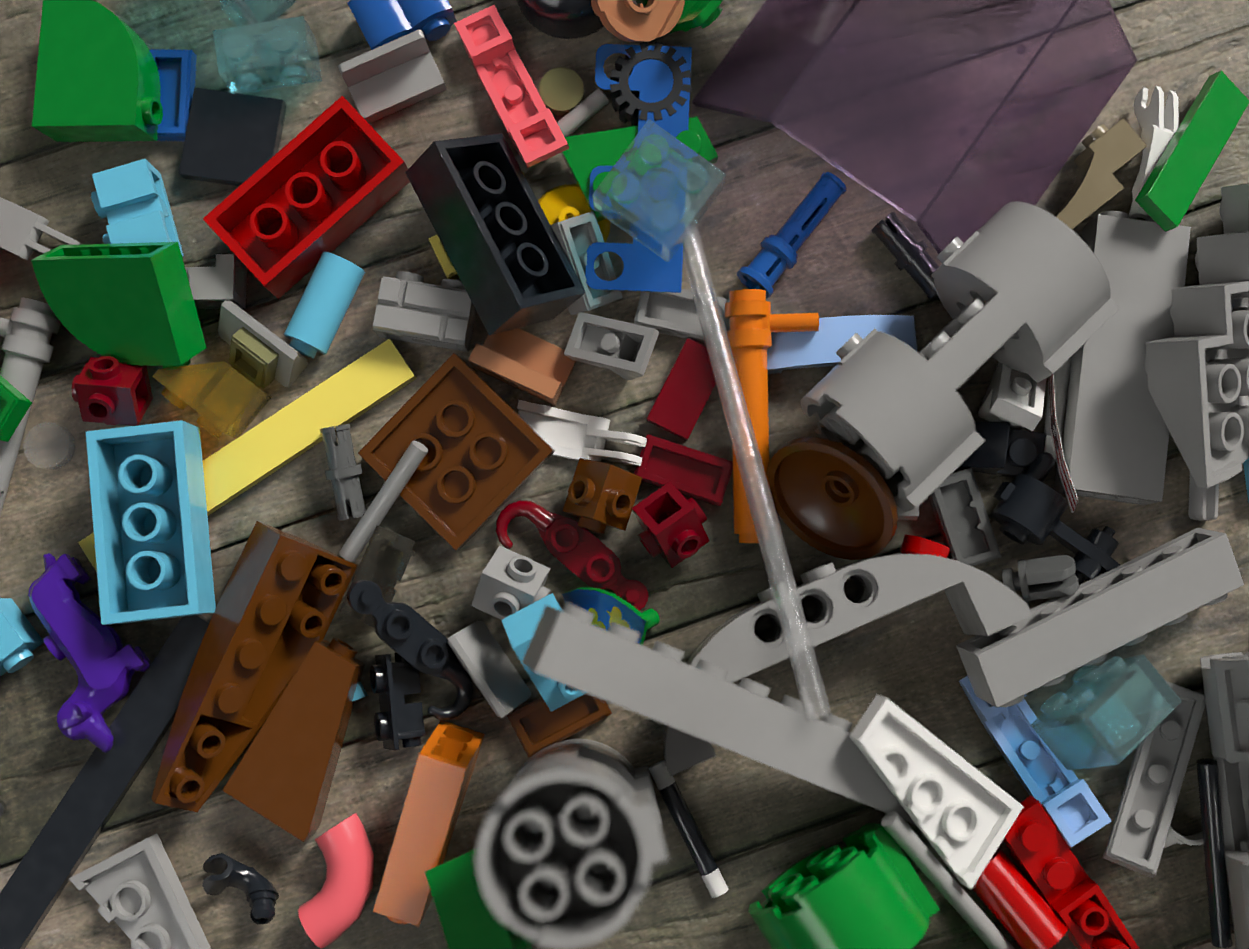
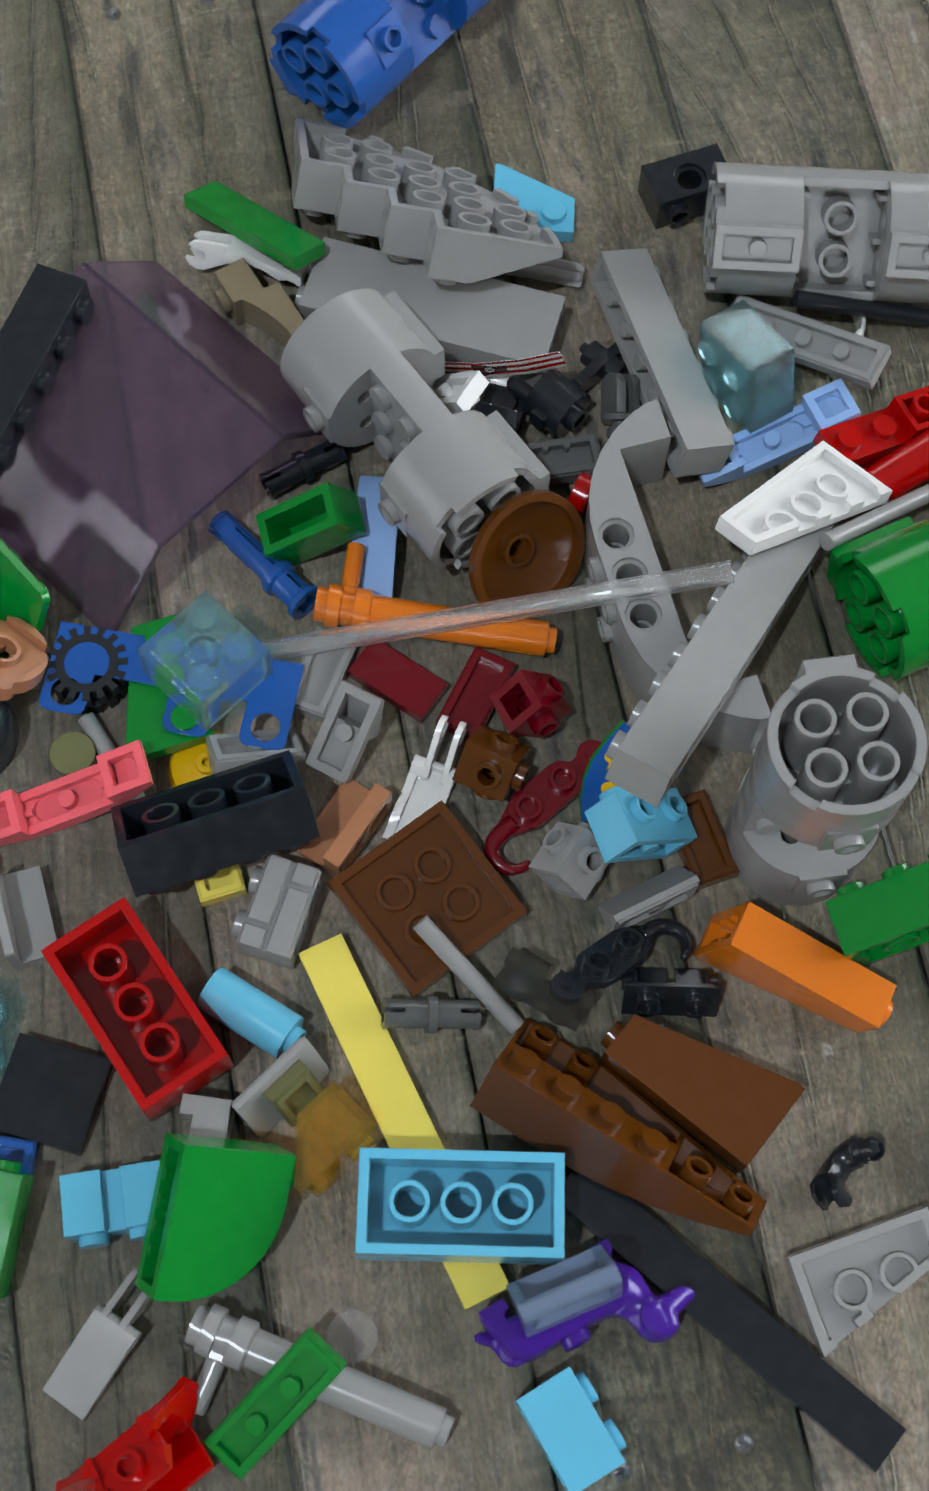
camera: 85 degrees left, 15 degrees down
(71, 624) = (565, 1290): none -> sand blue tile
(112, 392) = (307, 1247): dark red brick -> none
(346, 882) = (845, 1059): coral cylinder -> none
(834, 271) = (311, 523): none -> green brick

